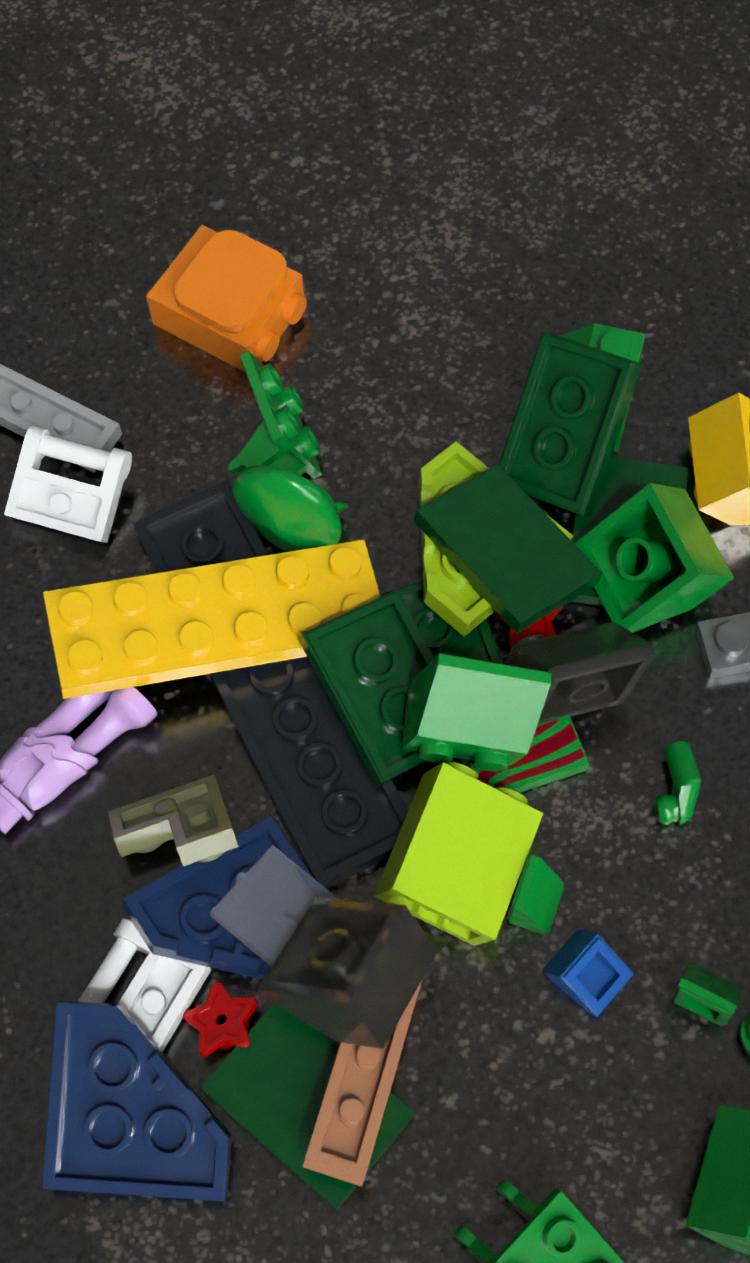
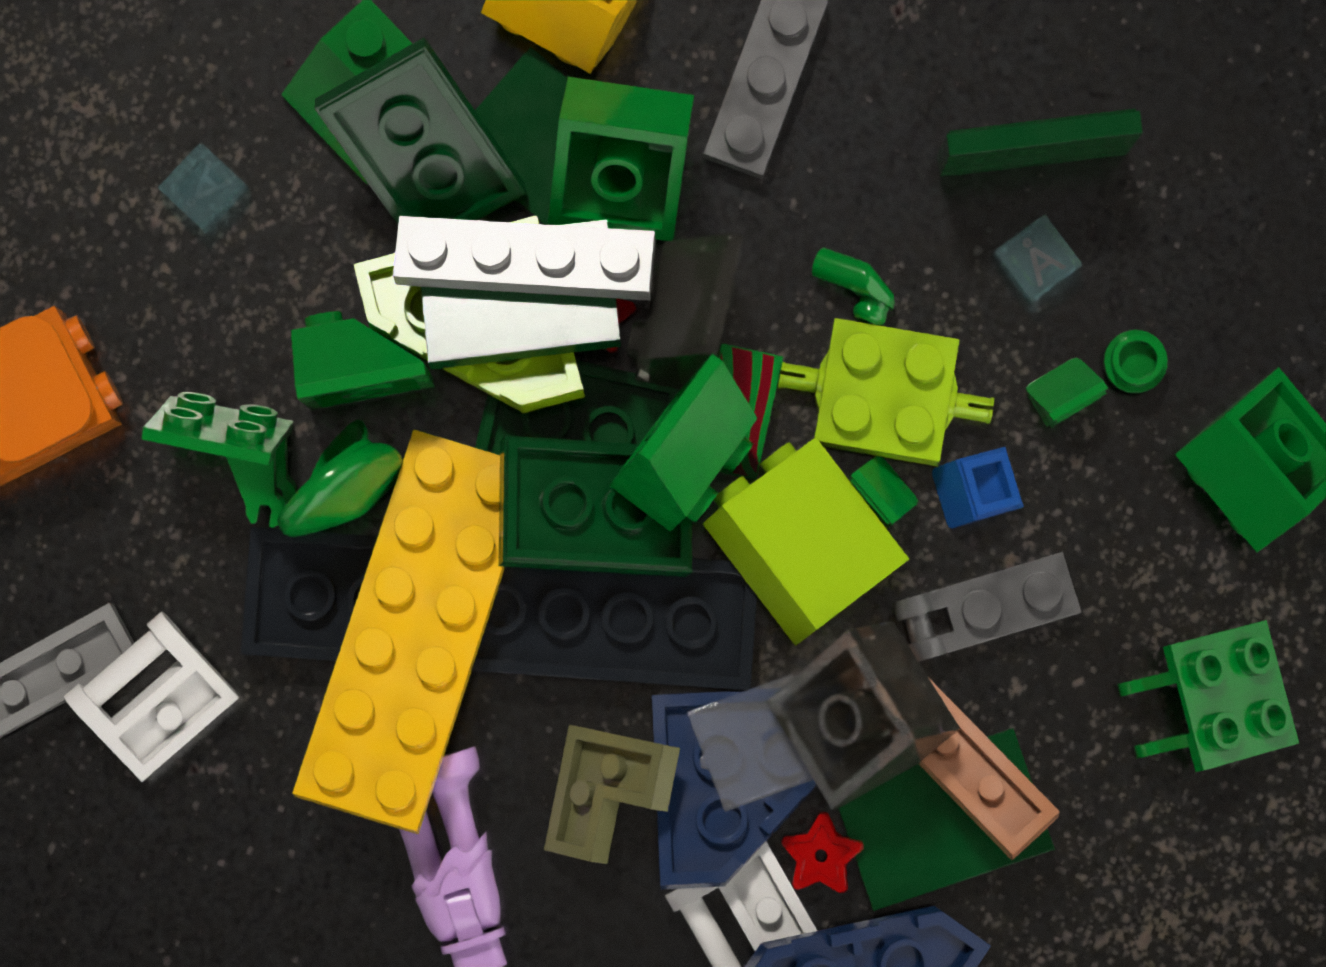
camera: 60 degrees left, 20 degrees up
(379, 474) = (350, 363): none -> green slope
(445, 331) = (203, 187): none -> clear light blue tile
(500, 1037) = (990, 606): none -> flat silver plate
(536, 533) = (524, 258): none -> plate
(614, 857) = (886, 392): none -> lime plate

